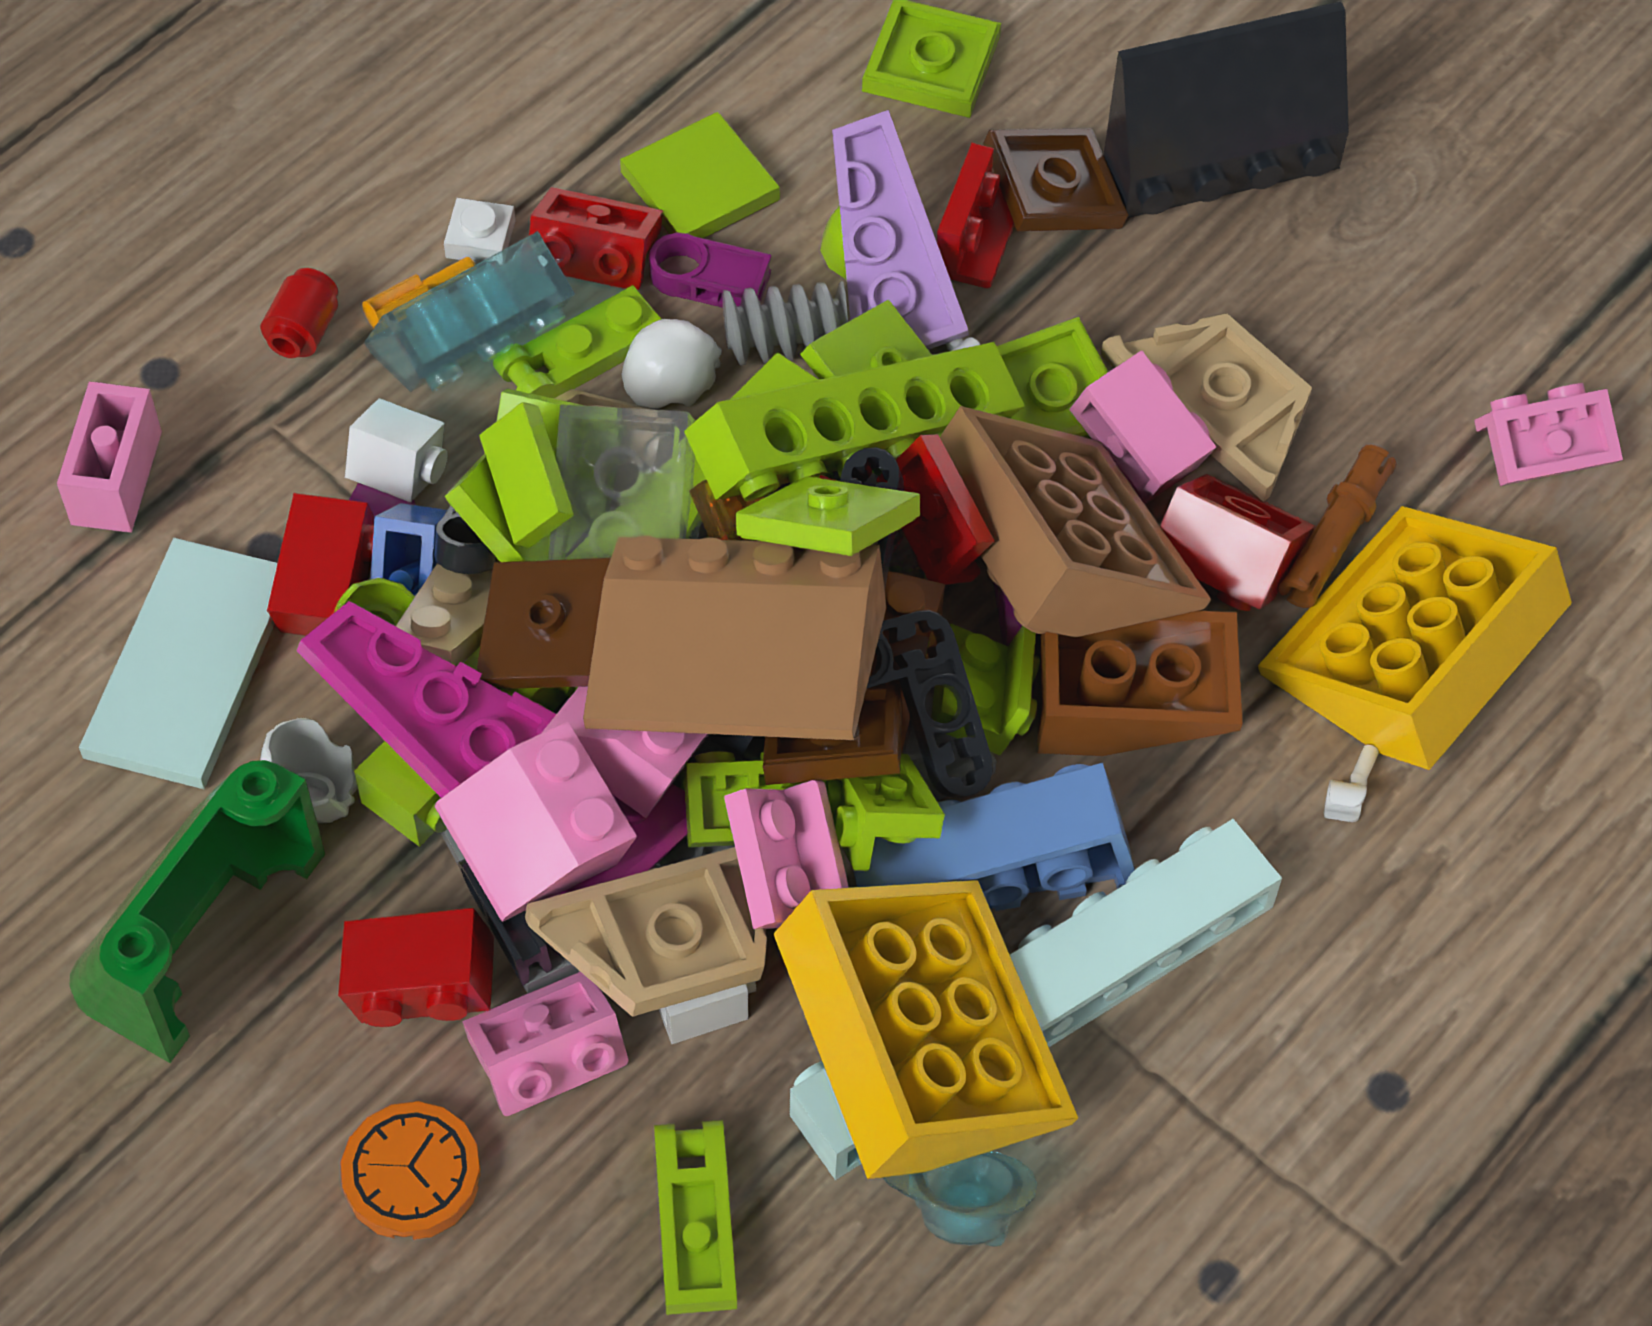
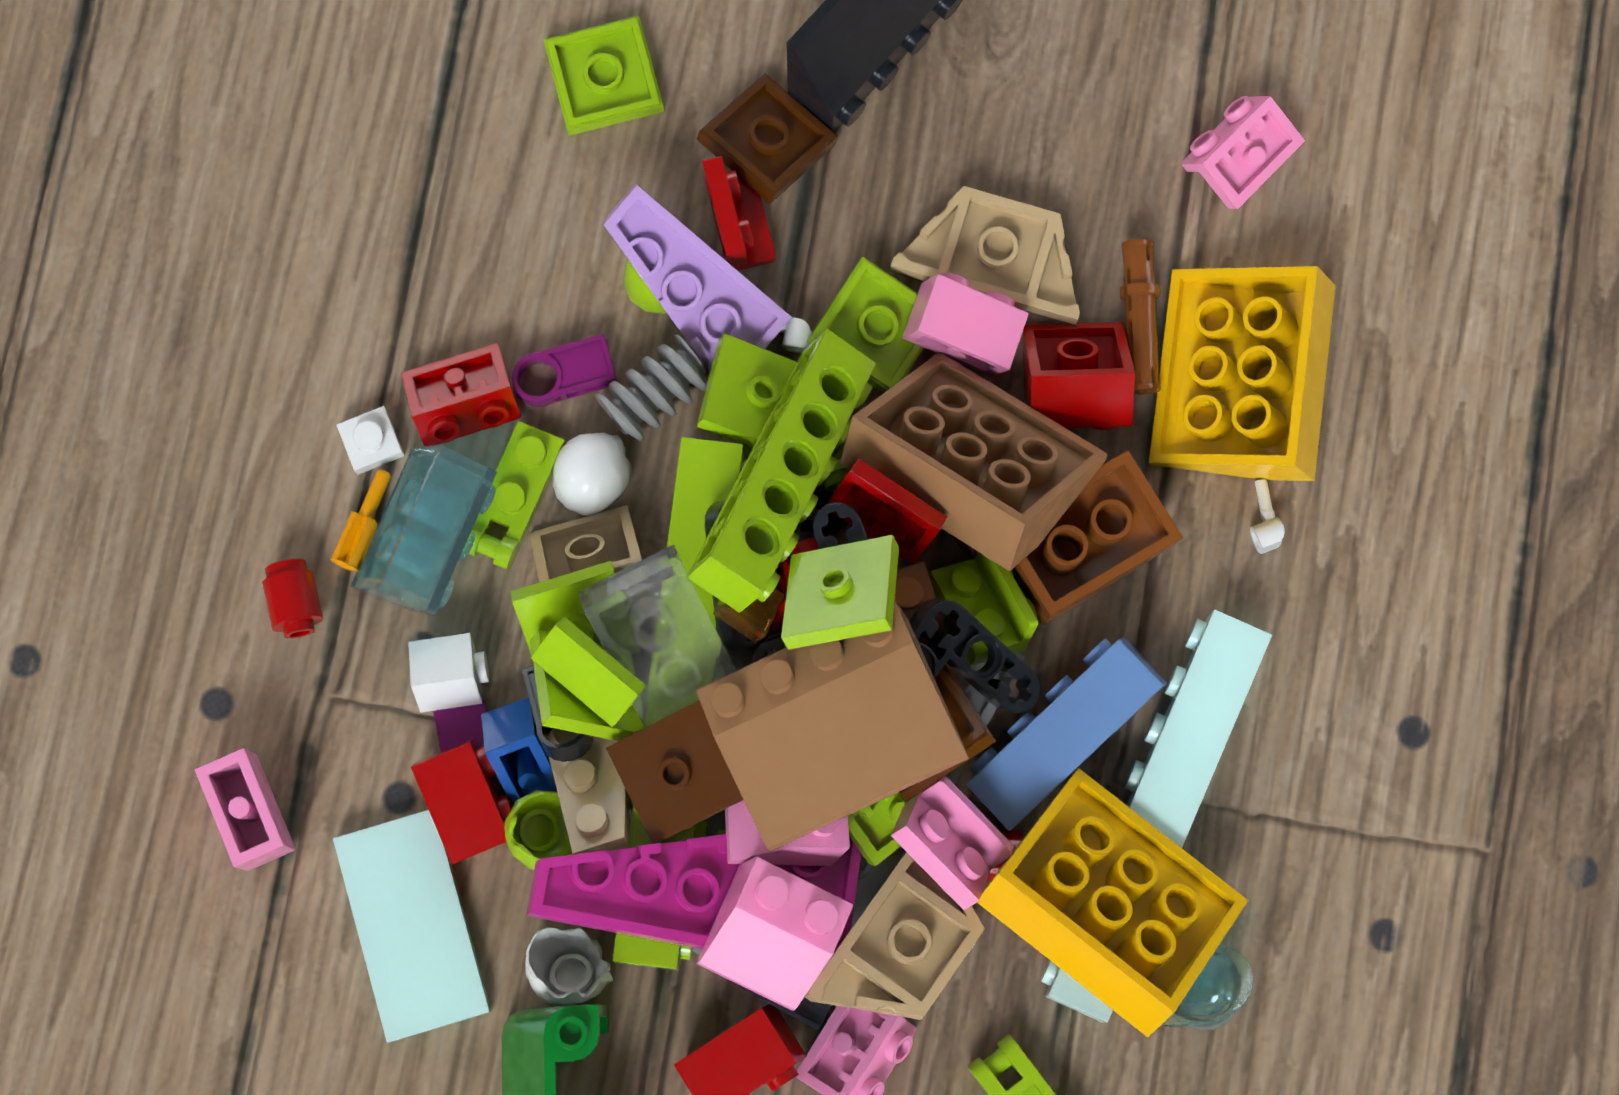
camera: 30 degrees left, 20 degrees up
(700, 178) = (503, 293): lime tile -> none
(884, 807) = (998, 768): lime bracket -> none

